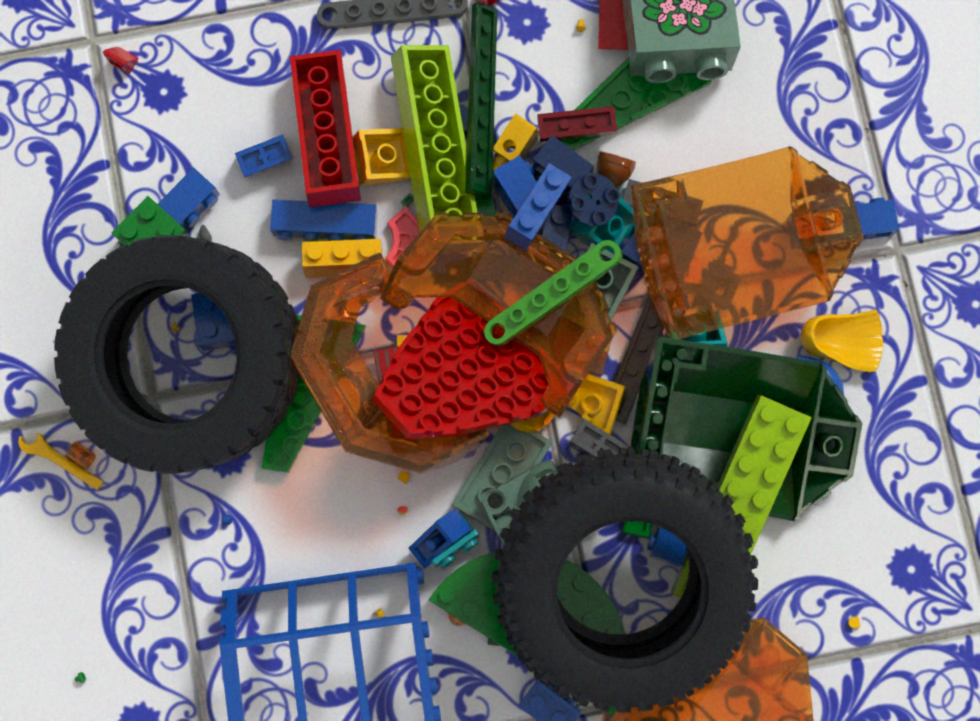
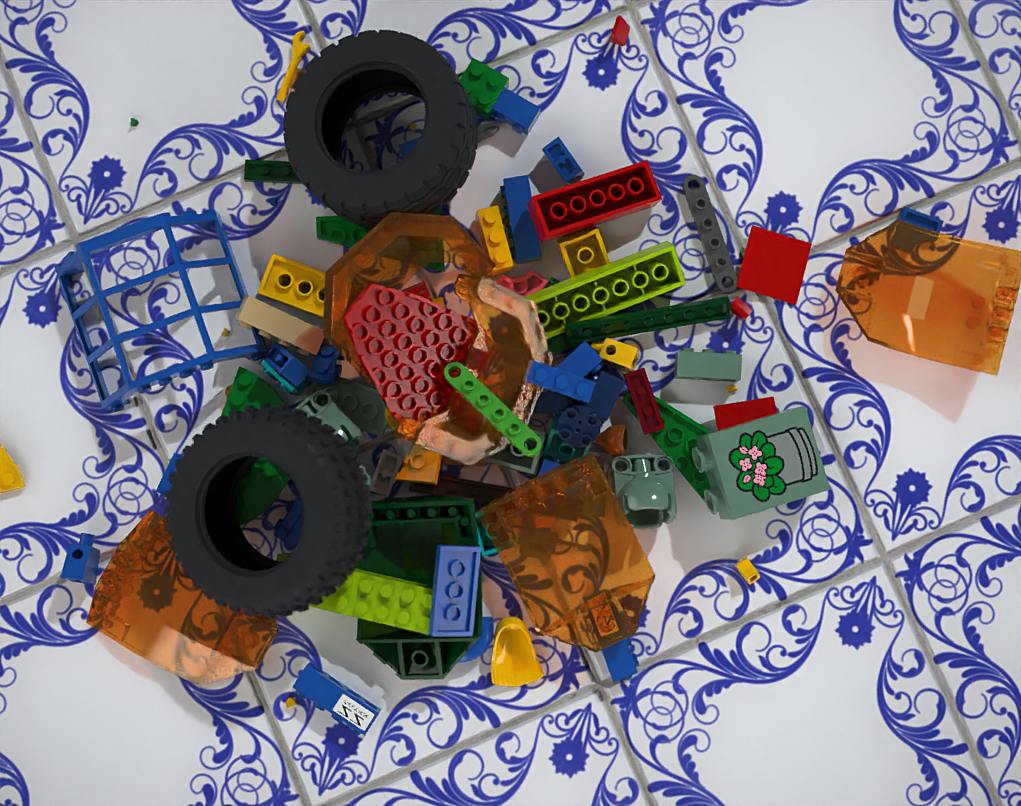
camera: 75 degrees right, 5 degrees up
(190, 509) = (270, 172): none -> dark green tile
(356, 514) = (281, 269): none -> yellow brick
(389, 535) = (279, 325): none -> tan brick
(410, 320) = (455, 305): none -> slope
(449, 489) = (326, 365): none -> blue bracket
(548, 45) = (708, 365): none -> sand green brick
(637, 568) = (291, 526): none -> blue brick
(680, 142) = (645, 489): none -> sand green piece
(763, 380) = (454, 590): none -> blue plate
(796, 54) = (747, 570): none -> yellow piece
(860, 562) = (336, 698): none -> blue brick

